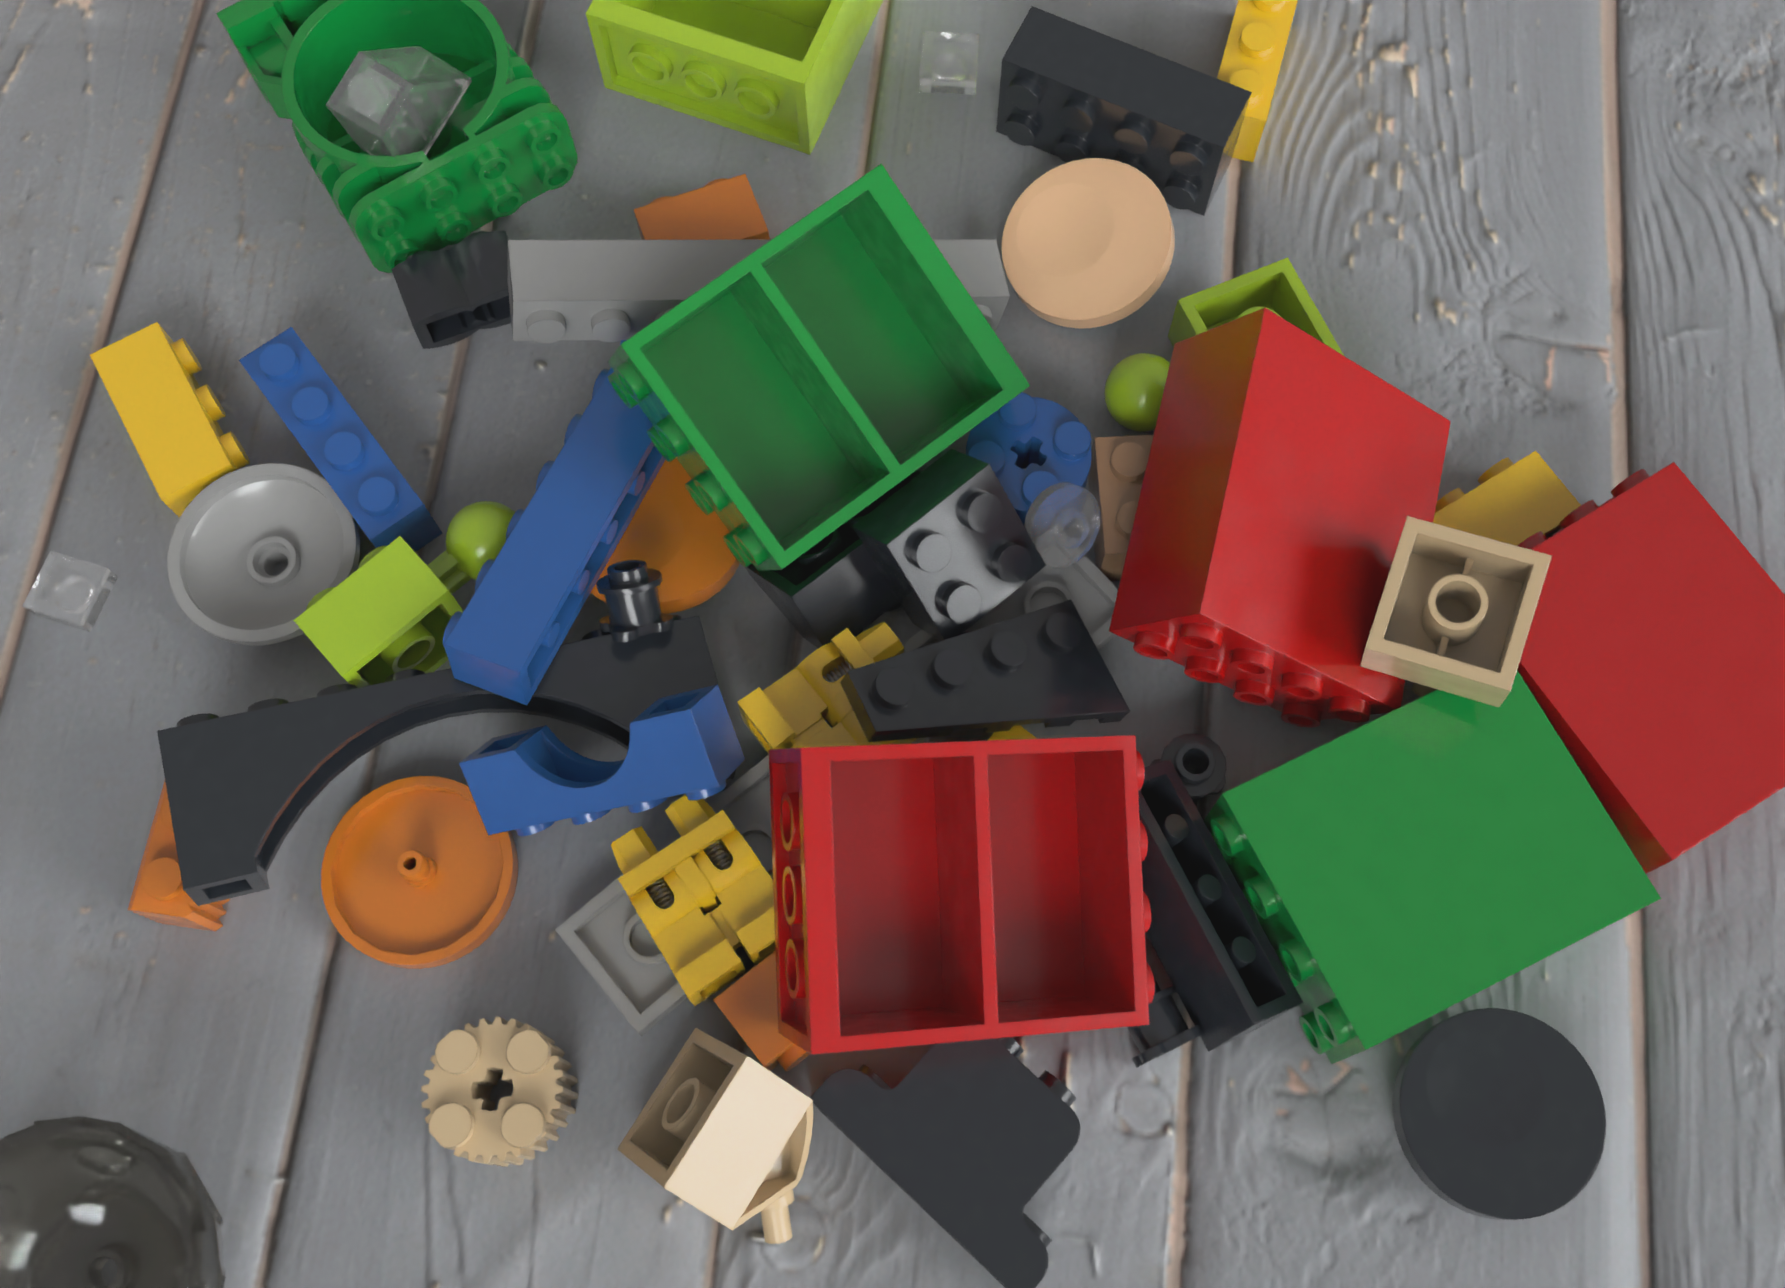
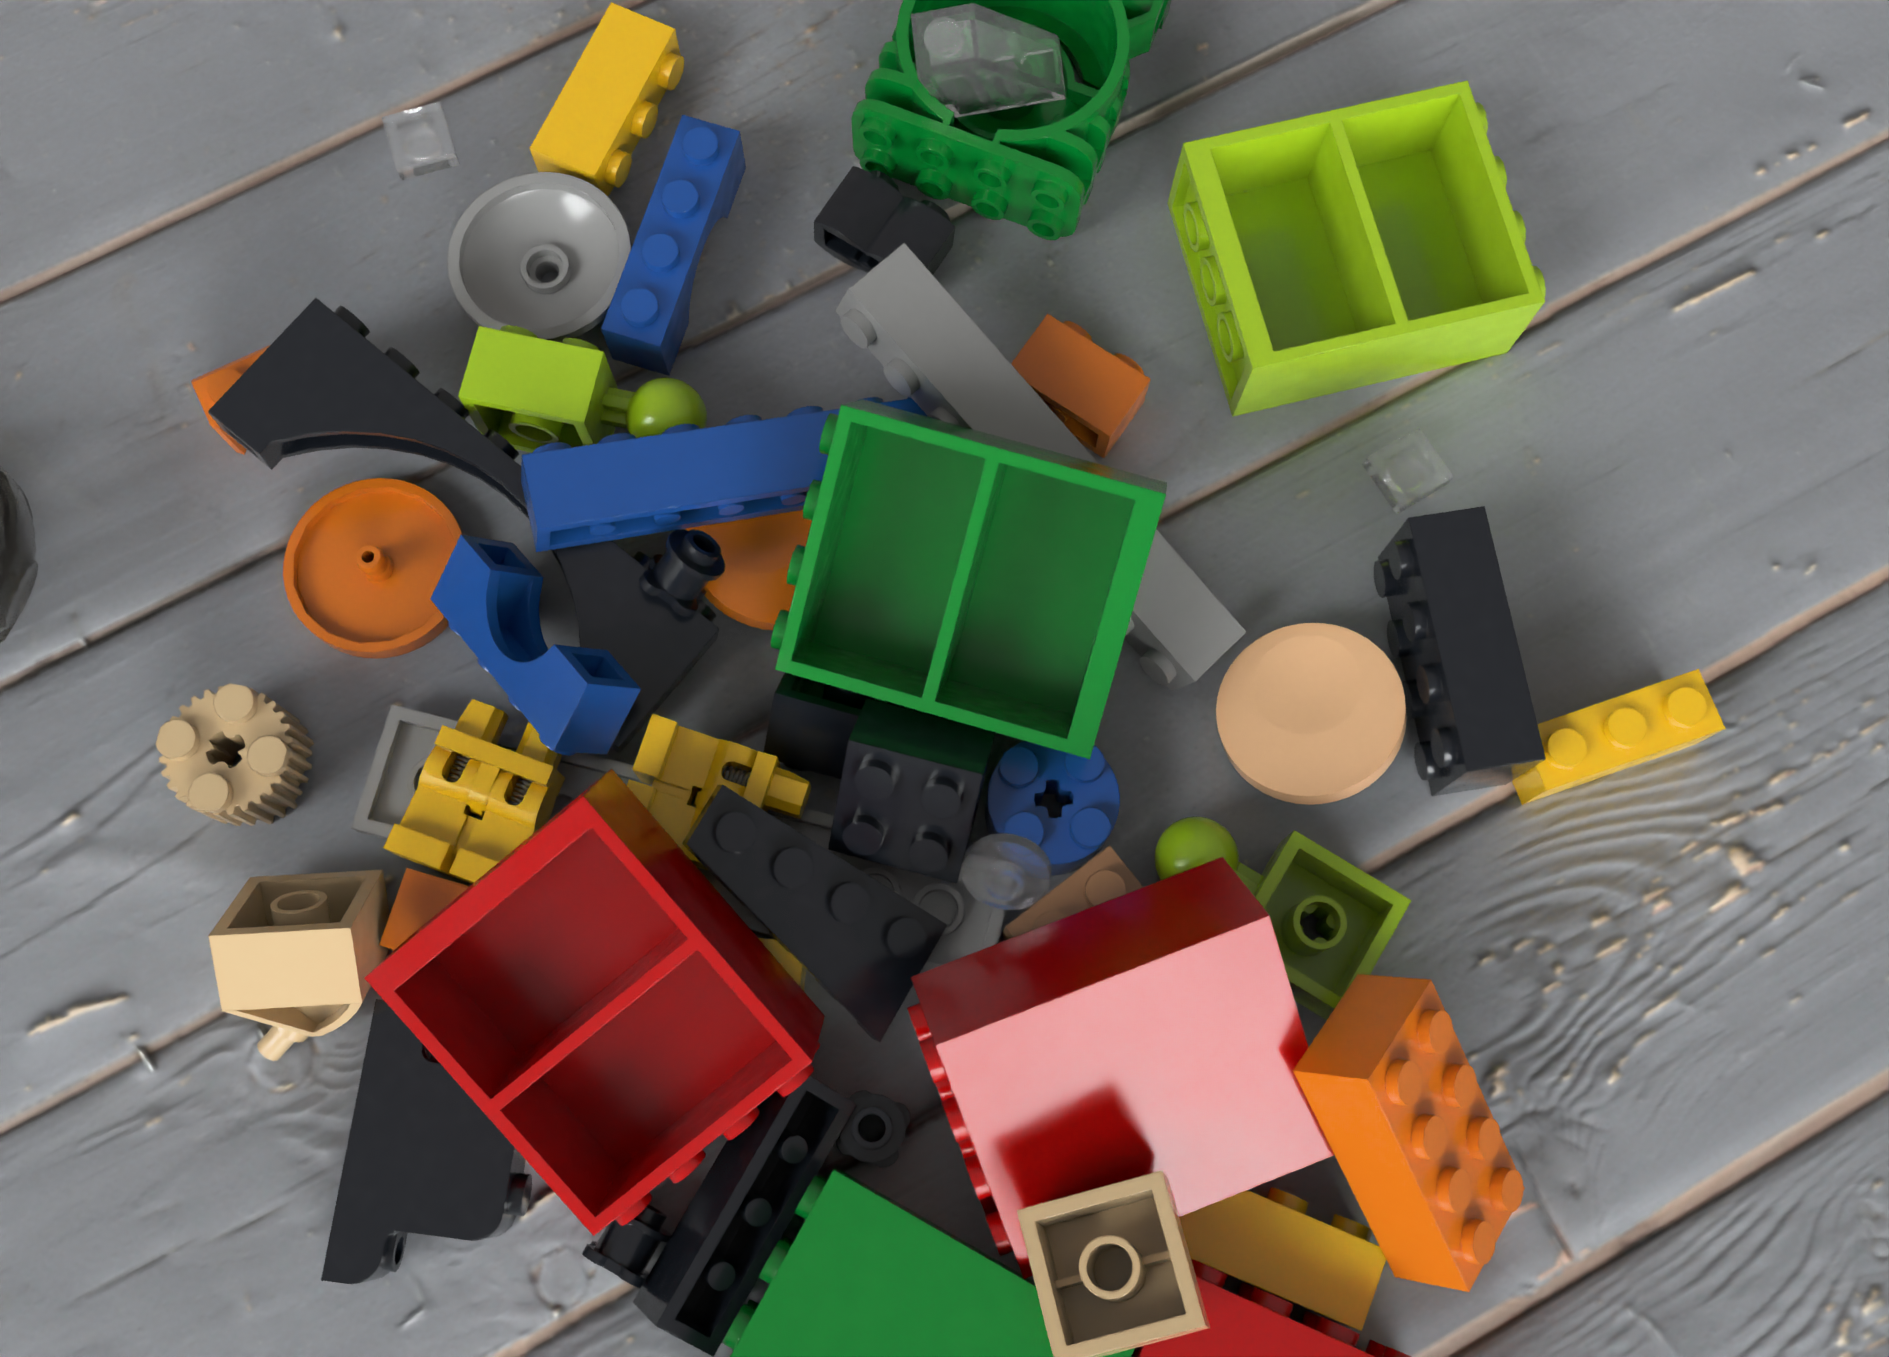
camera: 50 degrees right, 5 degrees up
(1467, 357) = (1411, 1130): none -> orange brick

